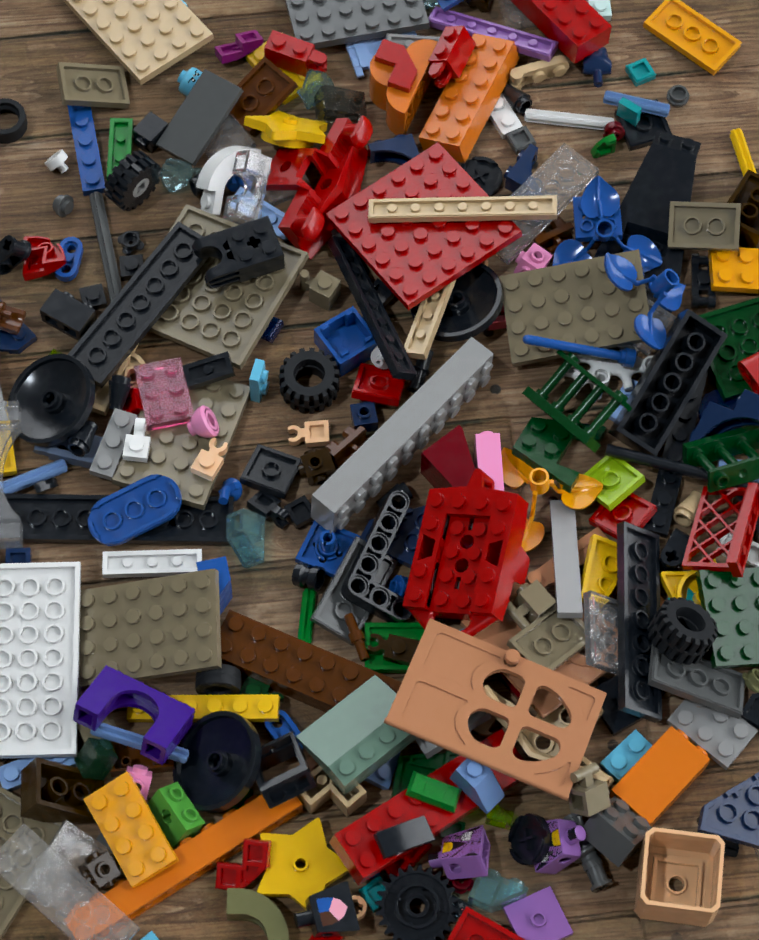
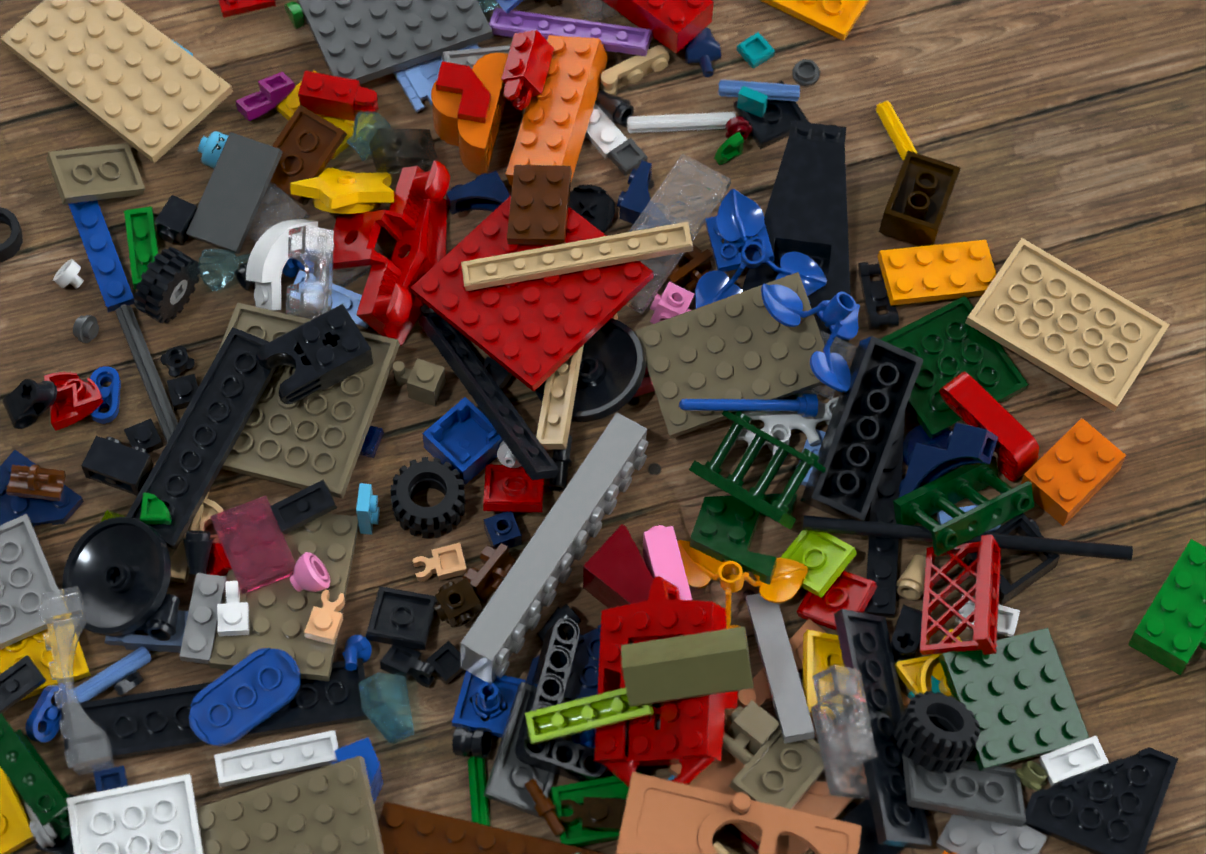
camera: 10 degrees left, 0 degrees up
(90, 353) = (154, 510): none -> green tile
(404, 566) = (582, 715): none -> lime brick
(440, 164) = (539, 204): none -> reddish brown plate
(487, 541) = (686, 666): none -> olive slope
(612, 587) = (844, 694): none -> clear arch
(704, 226) = (869, 229): dark tan plate -> none

